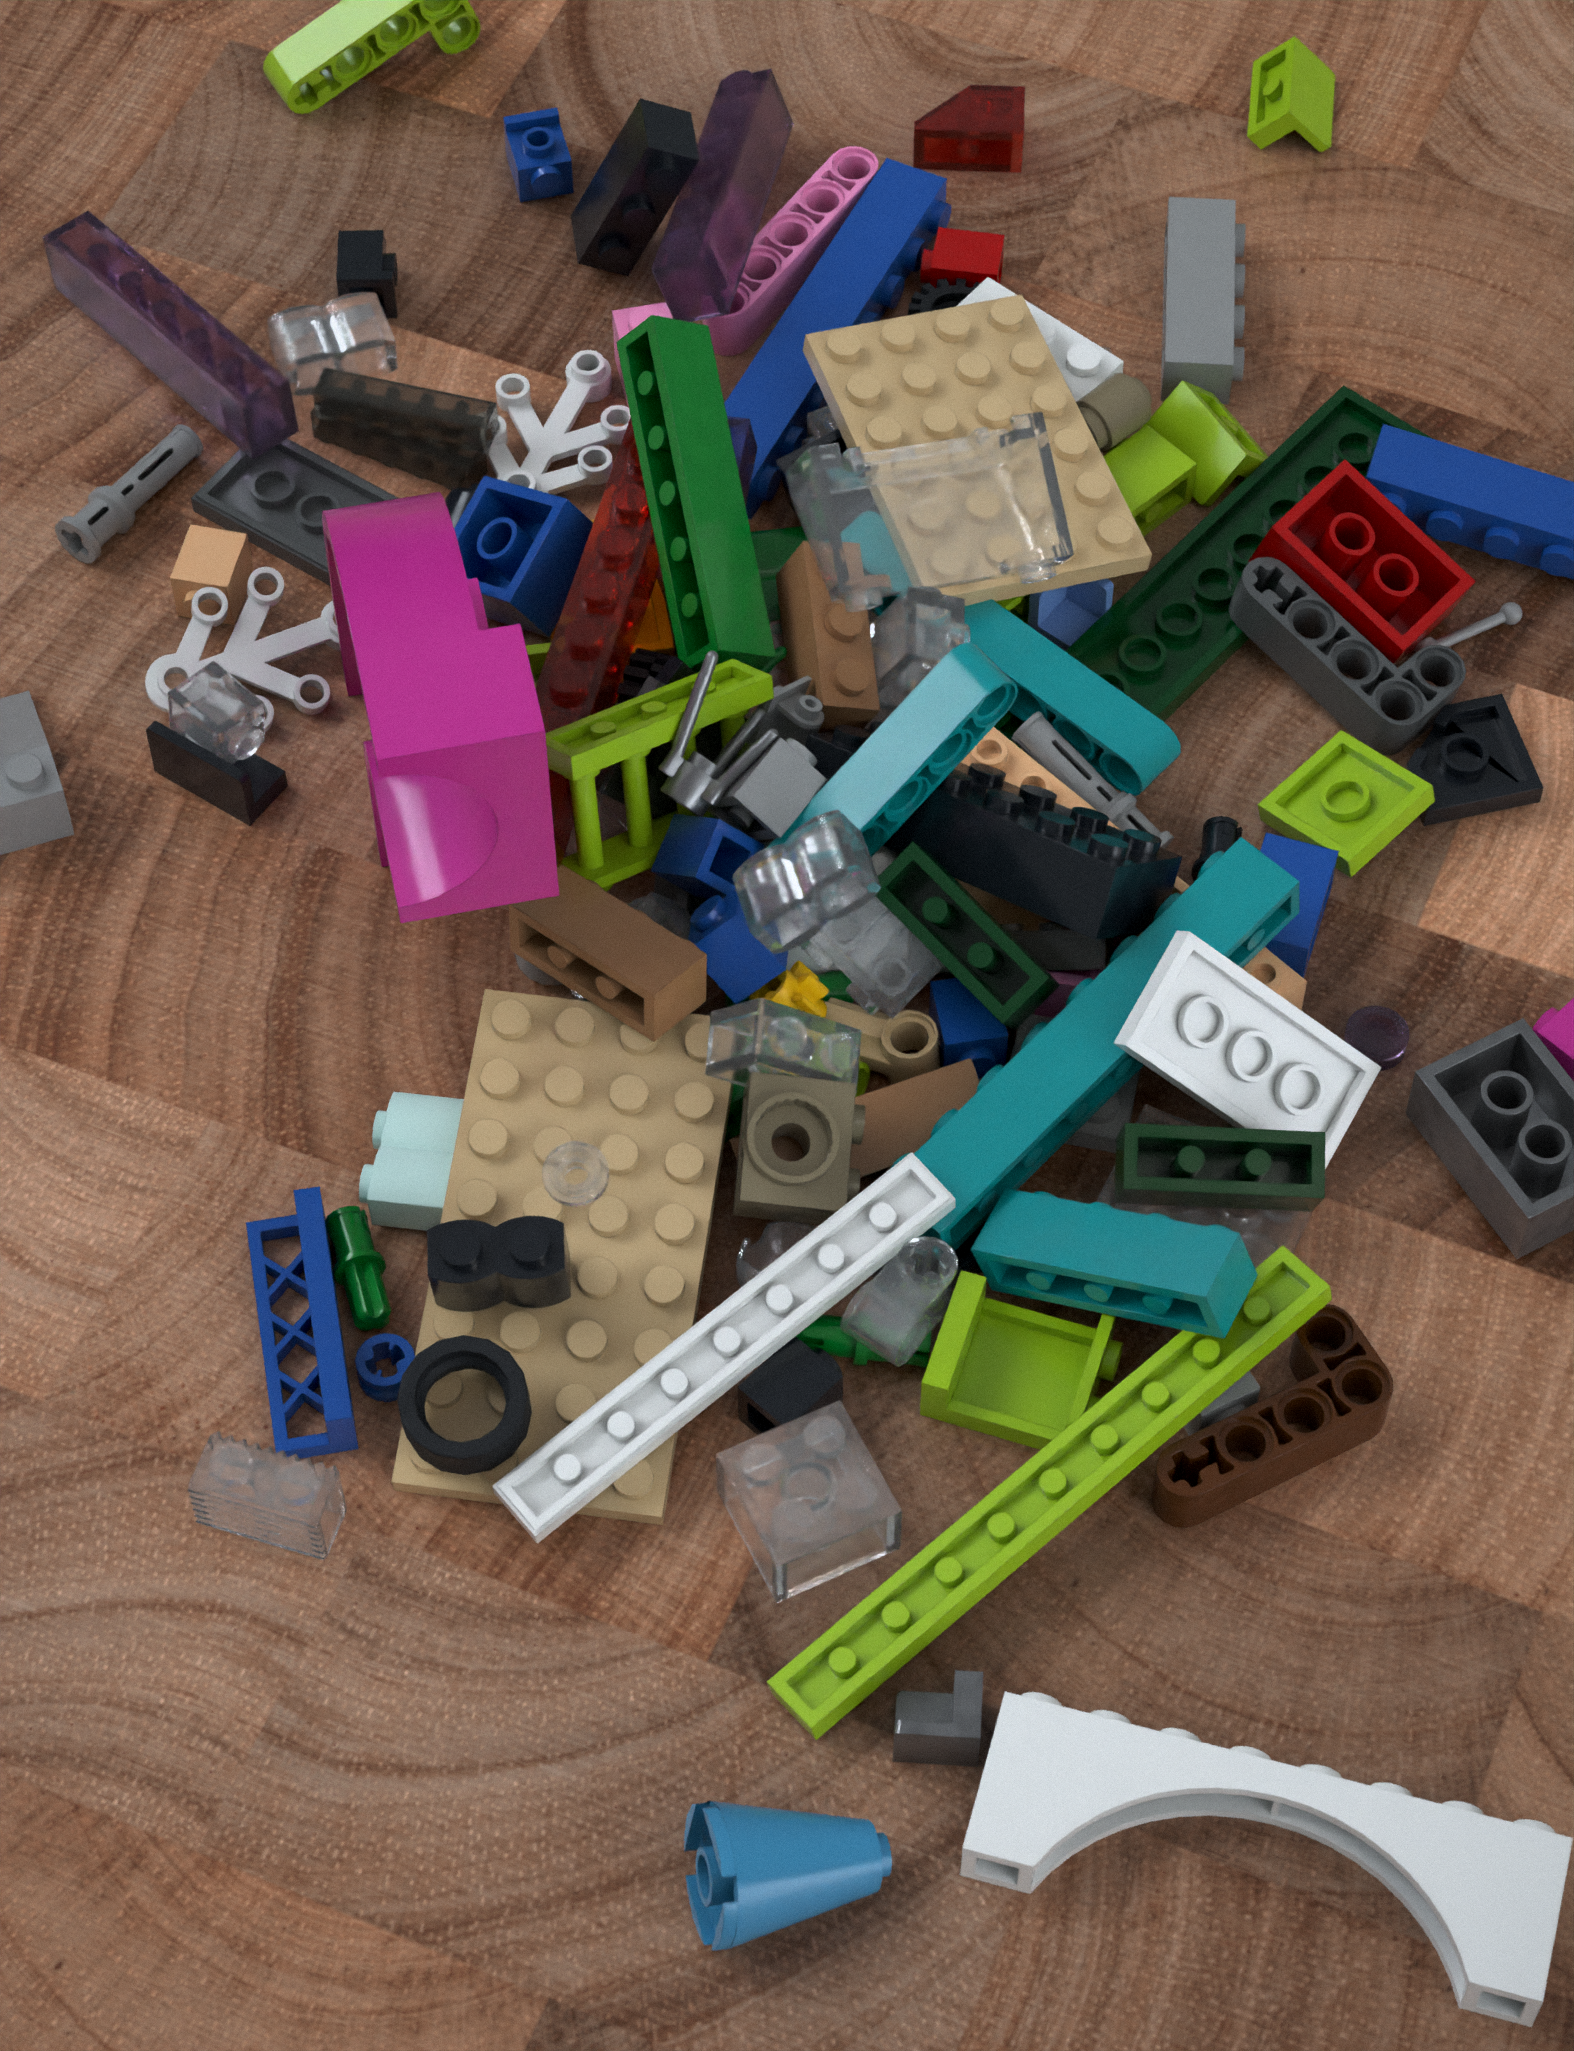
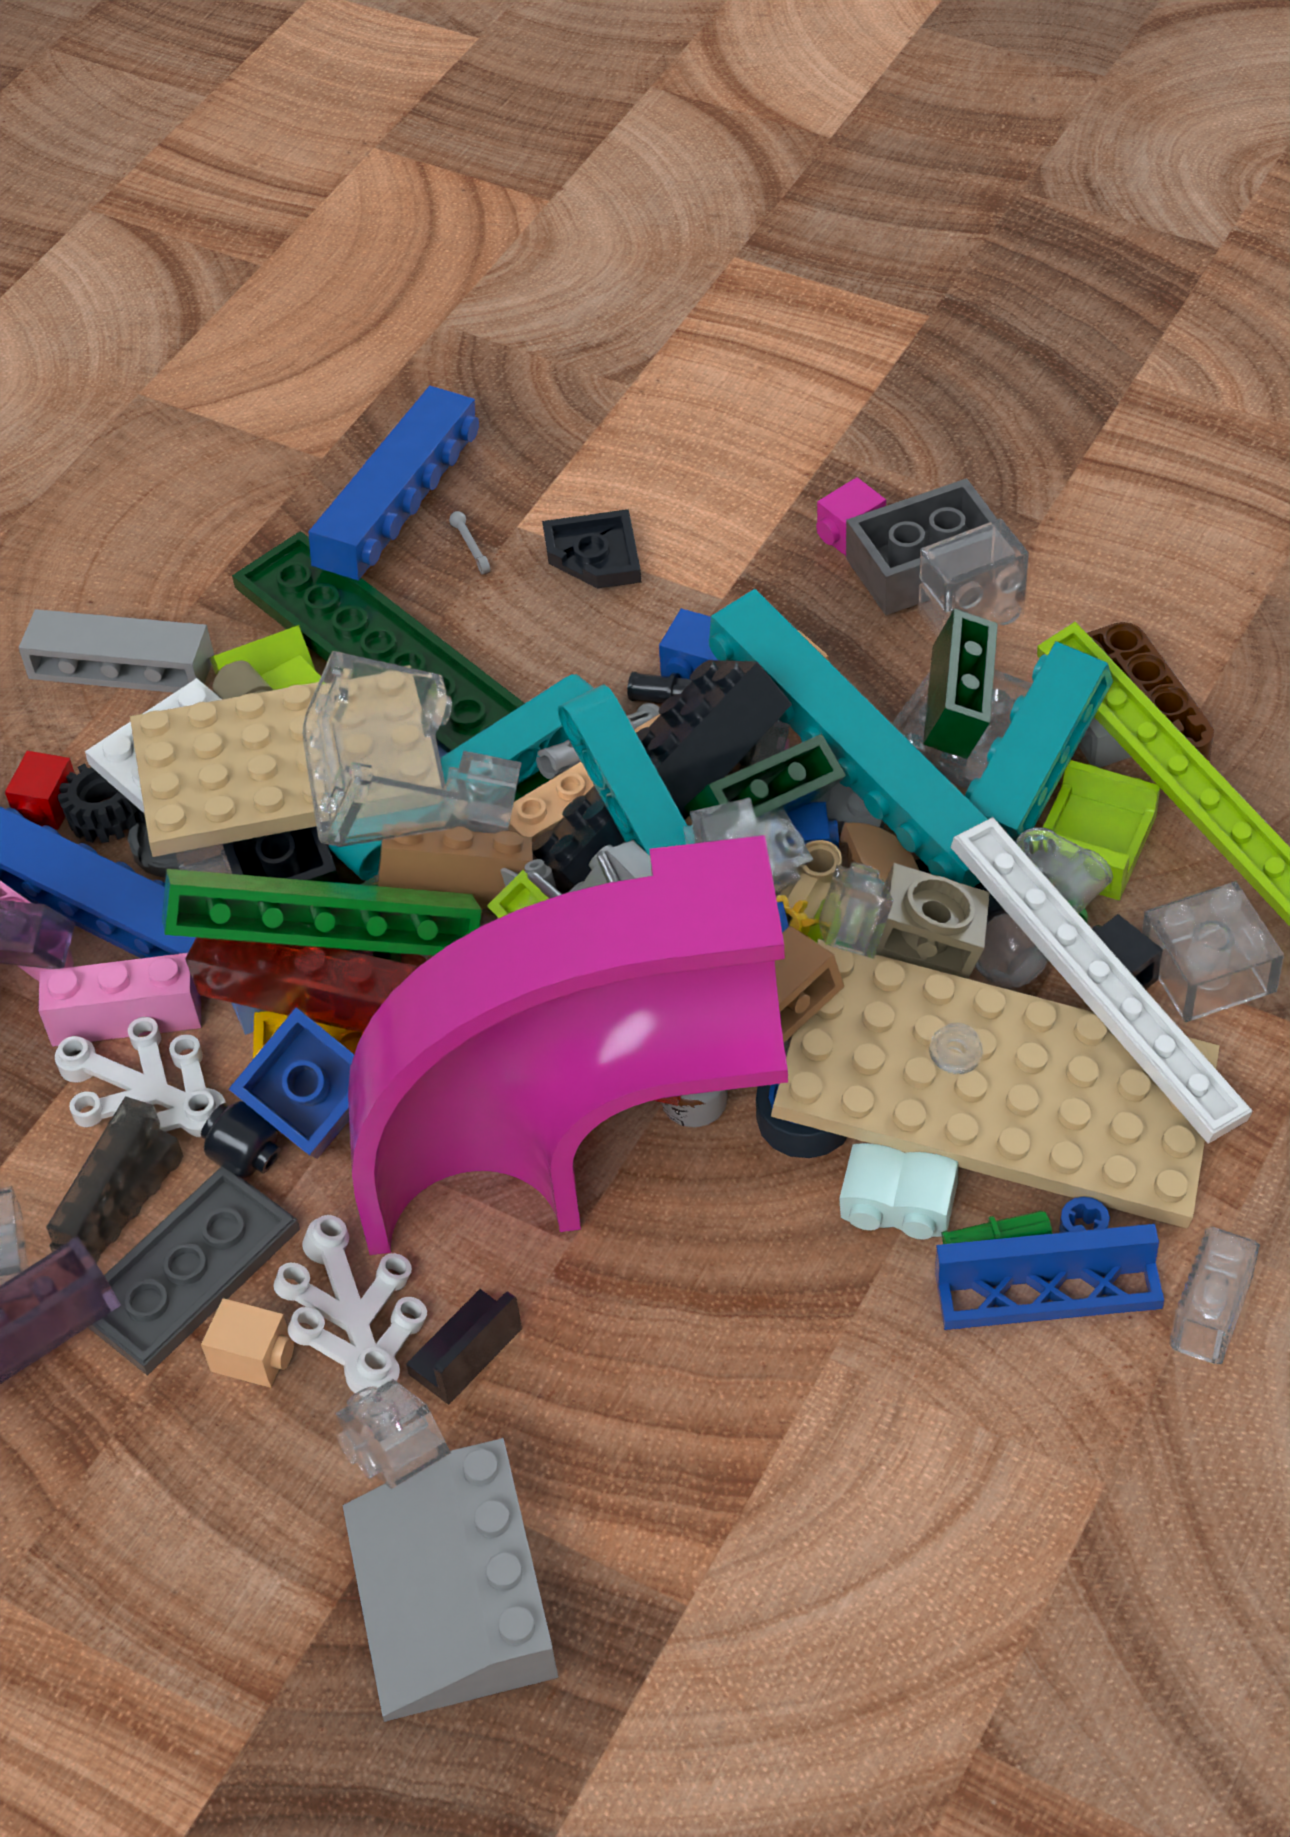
camera: 80 degrees left, 5 degrees down
(78, 698) = (390, 1433): none -> clear brick
(114, 507) = (142, 1429): light grey pin -> none
(217, 713) = (430, 1320): clear brick -> none
(452, 1356) = (1162, 1110): black tyre -> none
(514, 1262) = (1039, 1099): black brick -> none
(1243, 1047) = (870, 654): white plate -> none
(1277, 605) = (527, 588): dark grey beam -> none
(1347, 801) = (625, 610): lime plate -> none
(1368, 562) = (430, 569): red brick -> none
(1378, 1035) = (821, 624): clear purple tile -> none
(1443, 1191) = (974, 573): none -> clear piece

